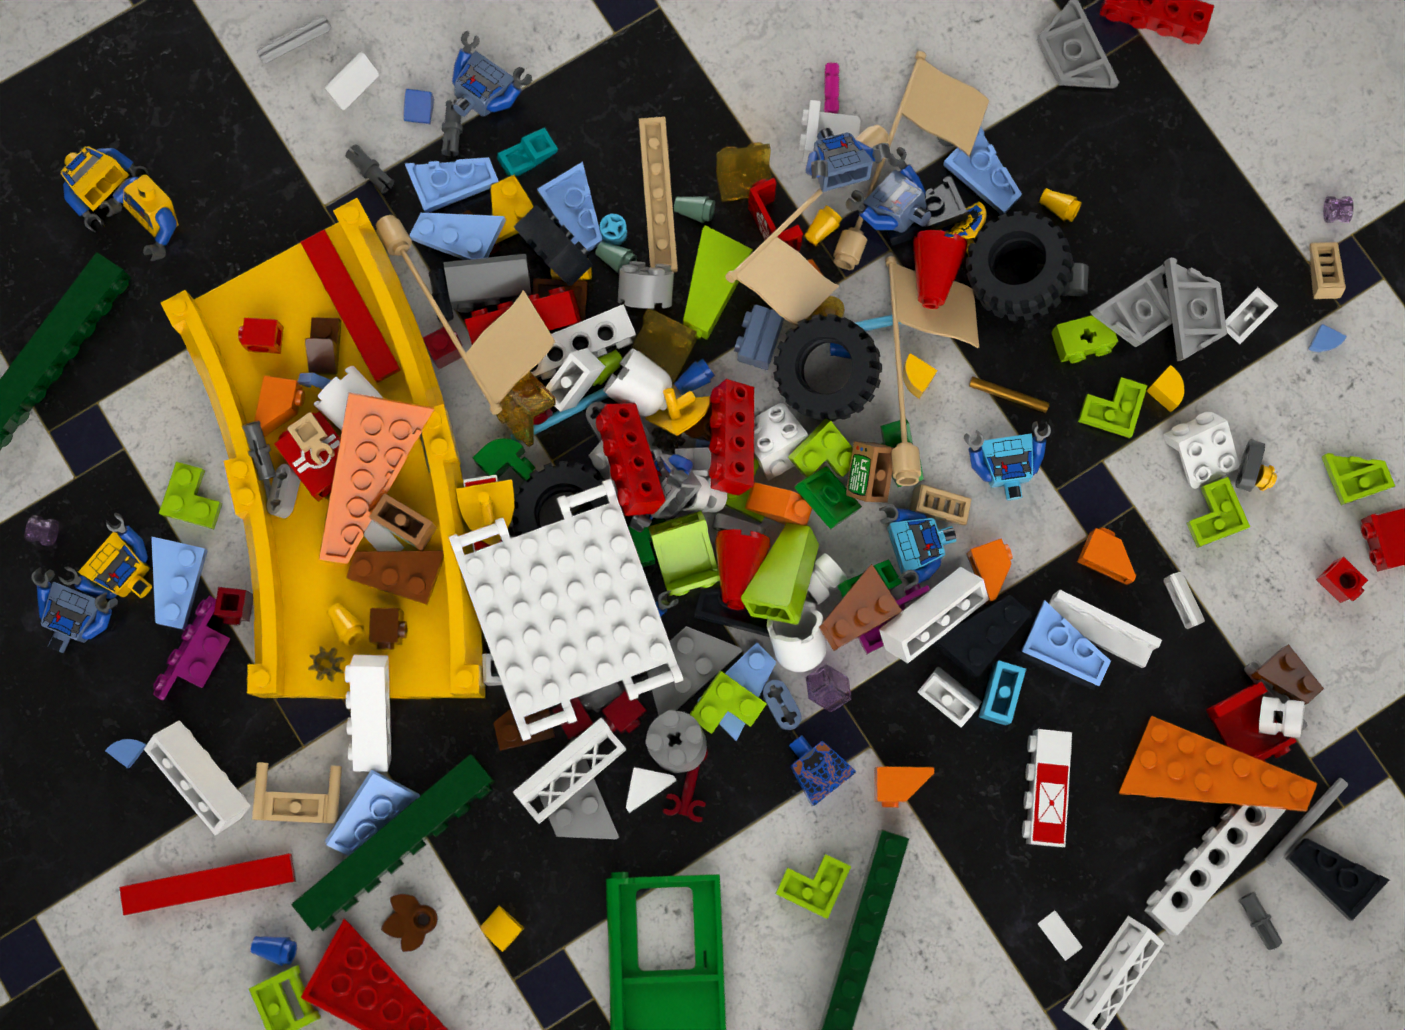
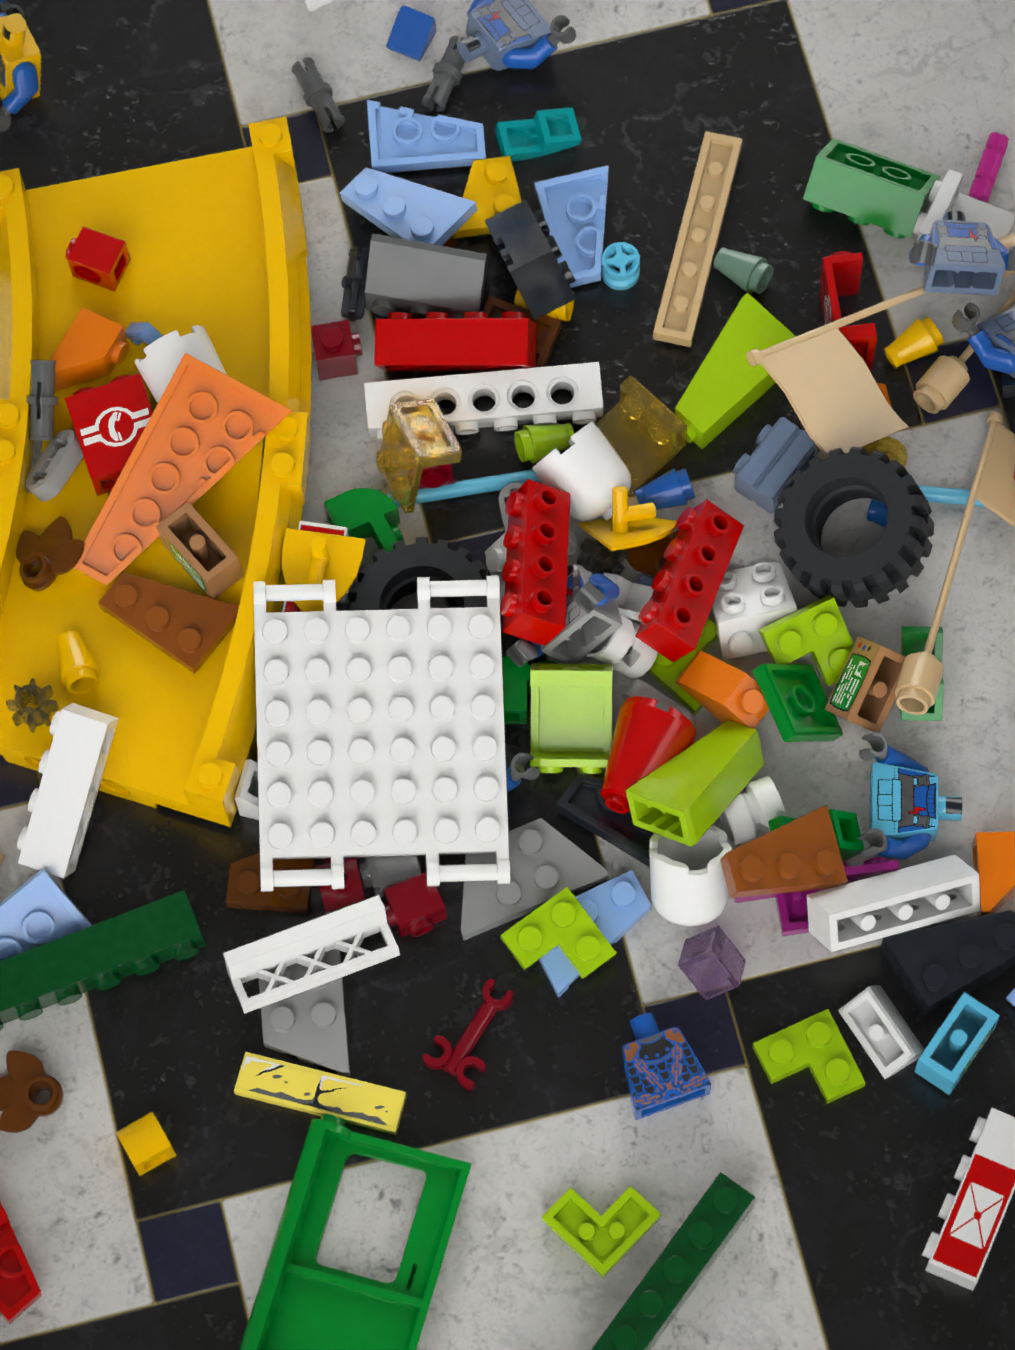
camera: 25 degrees right, 10 degrees down
(300, 552) = (48, 554): none -> reddish brown plate
(309, 436) = (115, 399): tan plate -> none
(323, 345) = (175, 295): reddish brown slope -> none
(350, 306) = (229, 257): red tile -> none
(381, 538) = (163, 566): white sticker -> none
(387, 627) = (129, 682): reddish brown brick -> none
(504, 349) = (414, 369): tan flag -> none
(574, 378) = (497, 438): white brick -> none
(604, 857) = (320, 1093): none -> light yellow tile
(615, 255) = (613, 303): sand green cone -> none
(645, 285) = (638, 345): light grey brick -> none
(646, 785) = (411, 1014): white slope -> none
(676, 726) = (473, 964): light grey brick -> none
(741, 169) = (822, 229): clear yellow bracket -> none
(761, 121) = (869, 188): none -> green slope
(775, 707) = (648, 965): sand blue beam -> none
(898, 783) = (769, 1123): orange slope -> none
(913, 720) = (814, 1045): none -> lime plate
(917, 375) = (982, 580): yellow brick -> none
(918, 500) = (963, 754): tan slope -> none

